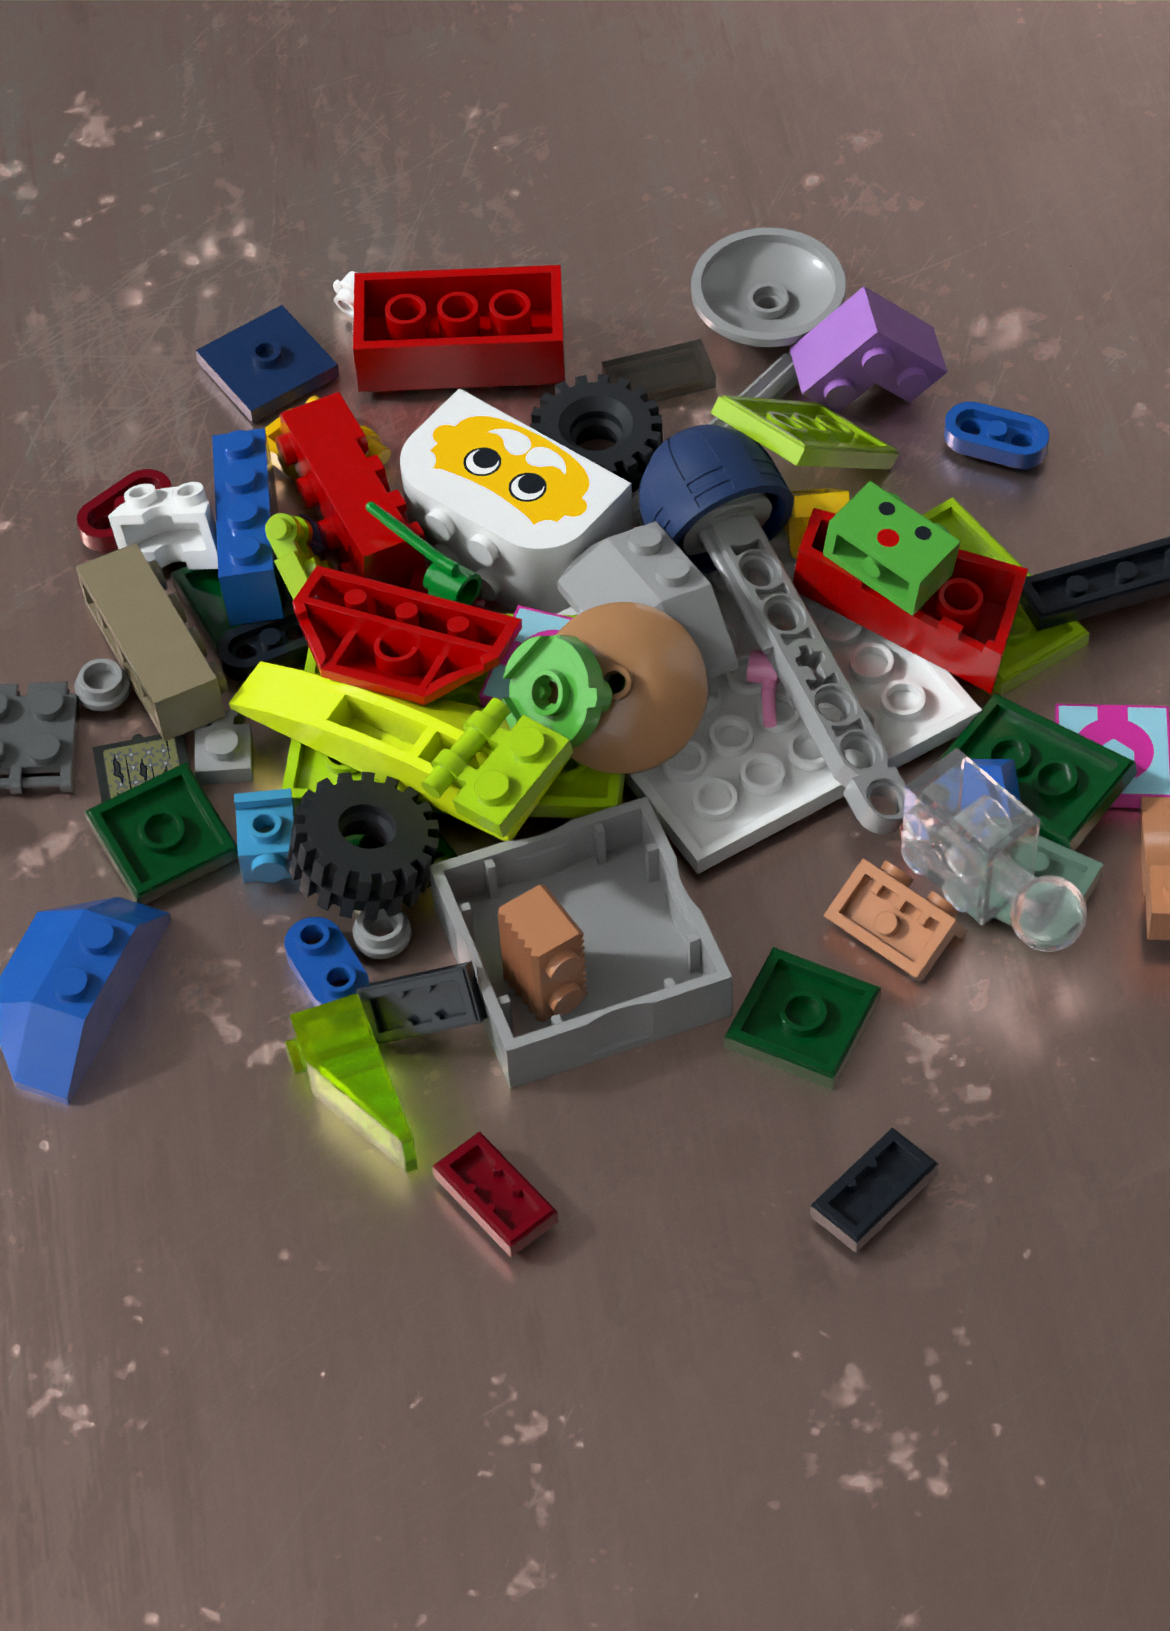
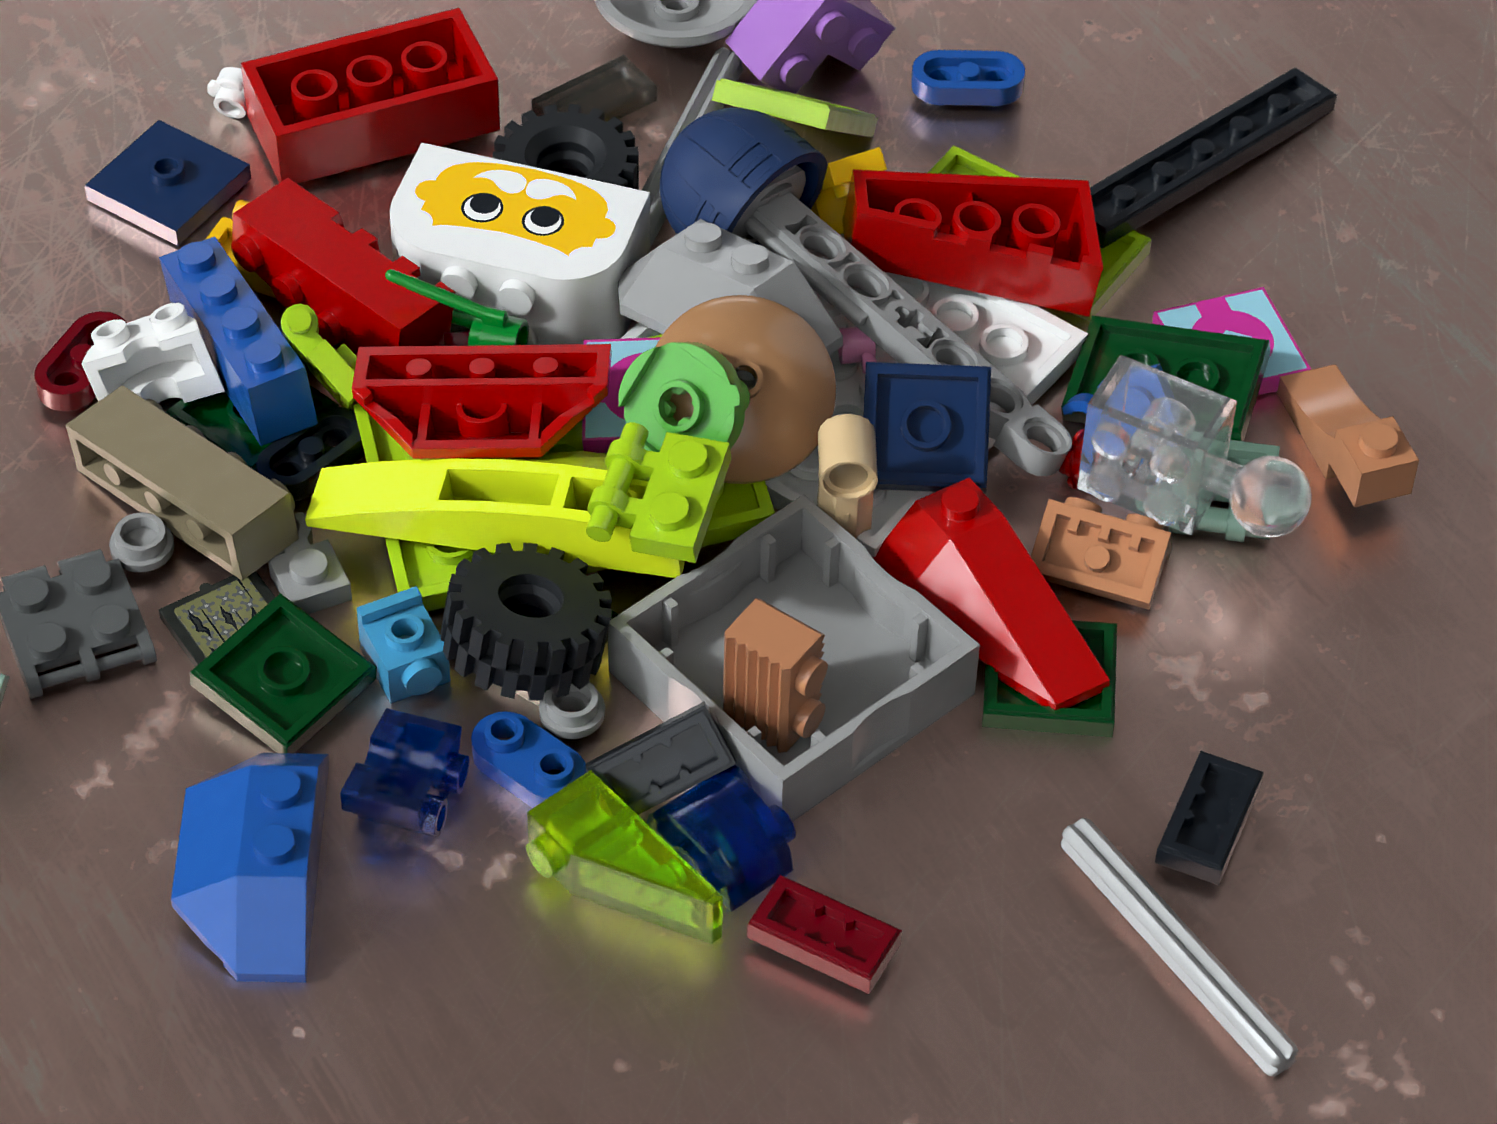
camera: 25 degrees left, 5 degrees down
(217, 951) = (408, 773): none -> clear blue cylinder
(456, 1084) = (728, 835): none -> clear blue cylinder
(682, 790) = (847, 471): none -> tan piece
(771, 932) = (983, 579): none -> red wedge
(781, 763) = (928, 424): none -> dark blue plate
(792, 1299) = (1179, 948): none -> axle
(891, 547) = (956, 185): bright green brick -> none

